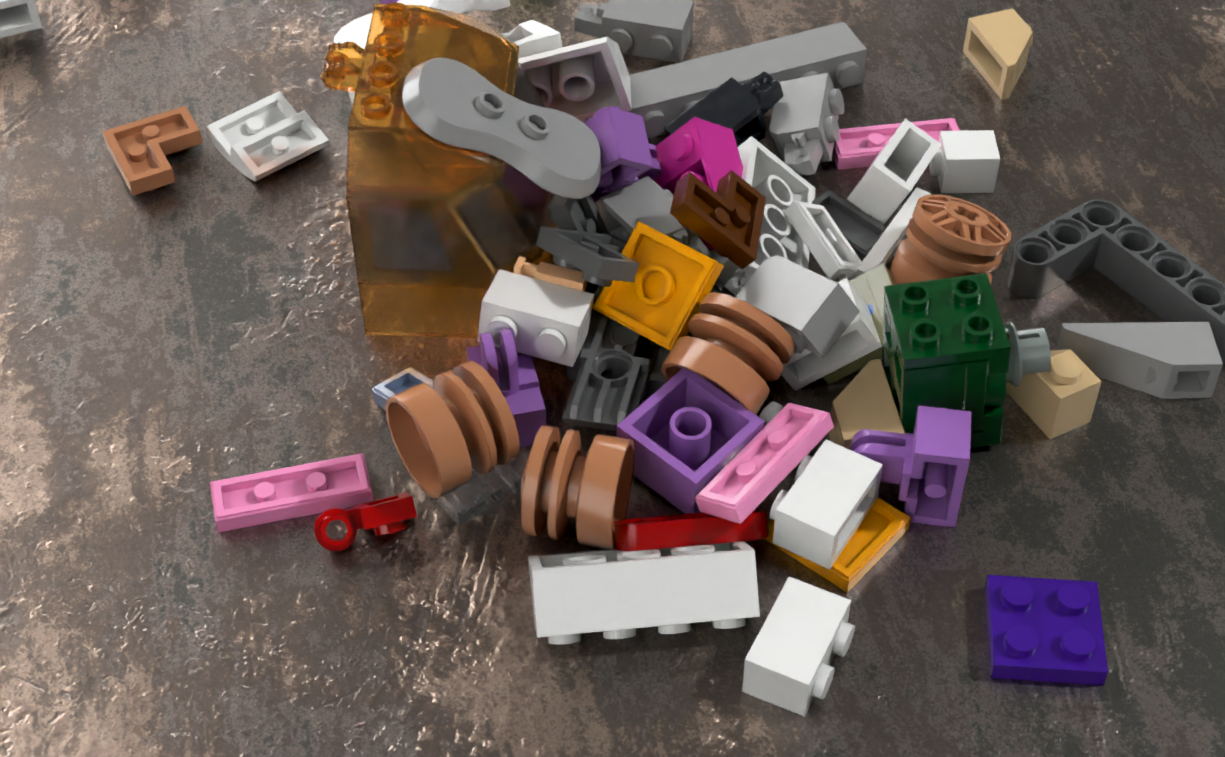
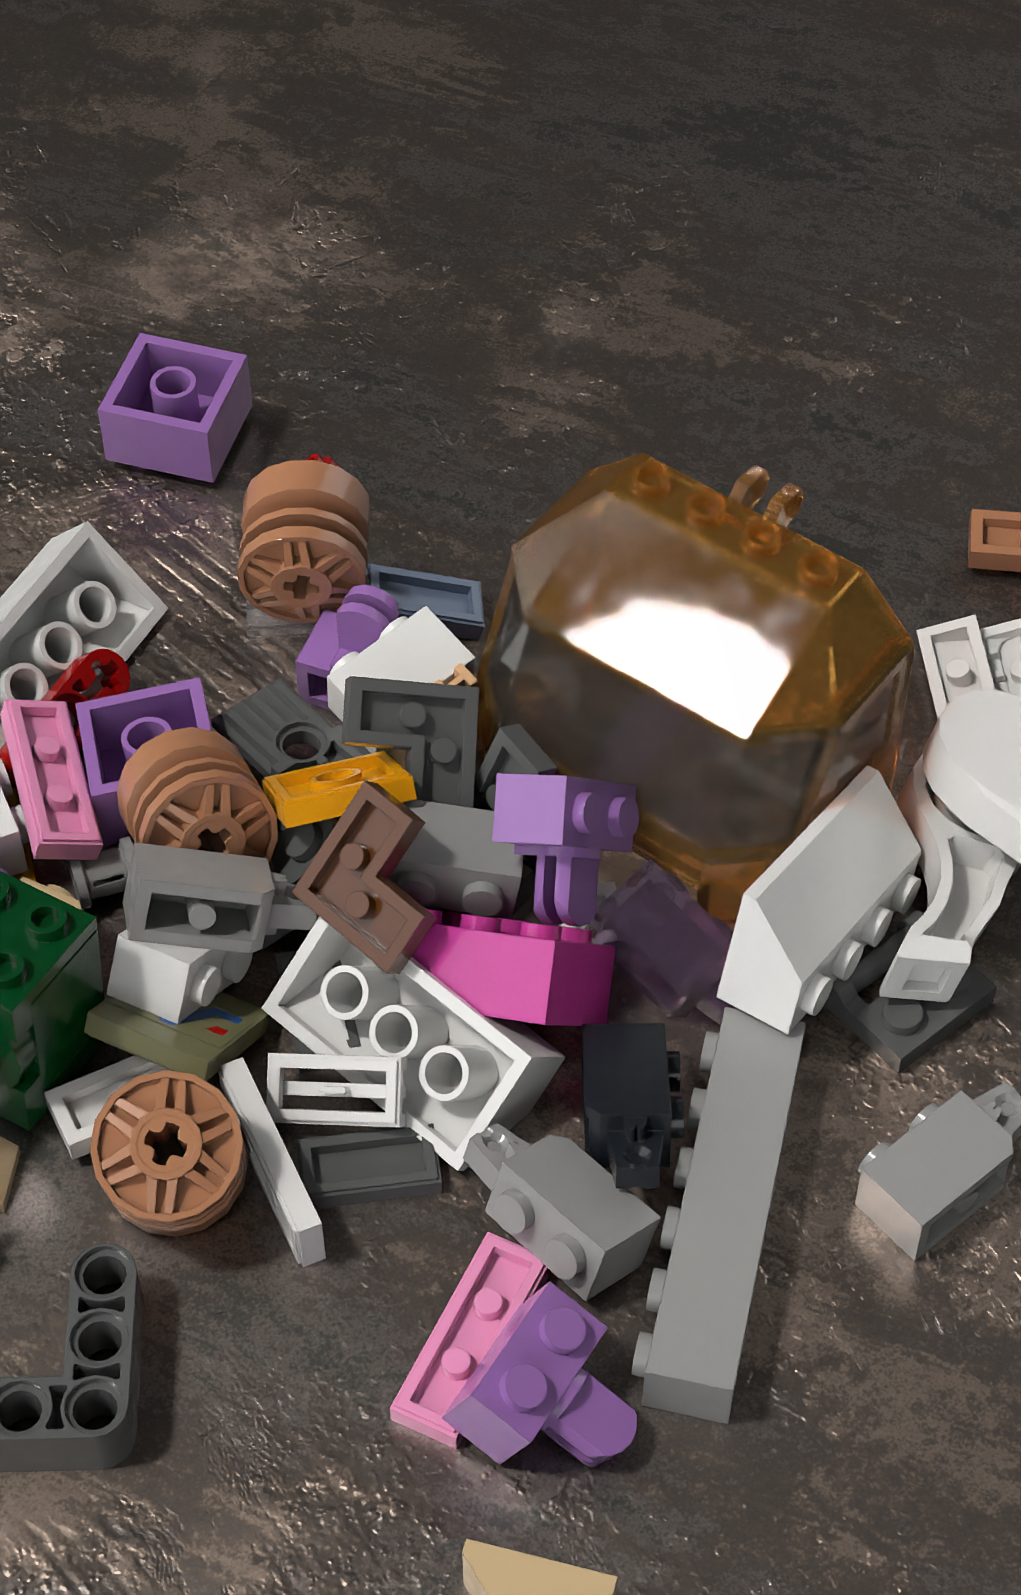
camera: 125 degrees right, 5 degrees up
(290, 492) = (408, 476): bright pink tile -> none
(335, 642) = (175, 407): none -> medium lavender brick
(473, 114) = (555, 684): light grey plate -> none
(567, 485) = (174, 624): nougat wheel -> none
(894, 172) = (381, 1237): white piece -> none
(908, 90) = (538, 1383): none -> medium lavender brick
(966, 162) = (350, 1367): white brick -> none

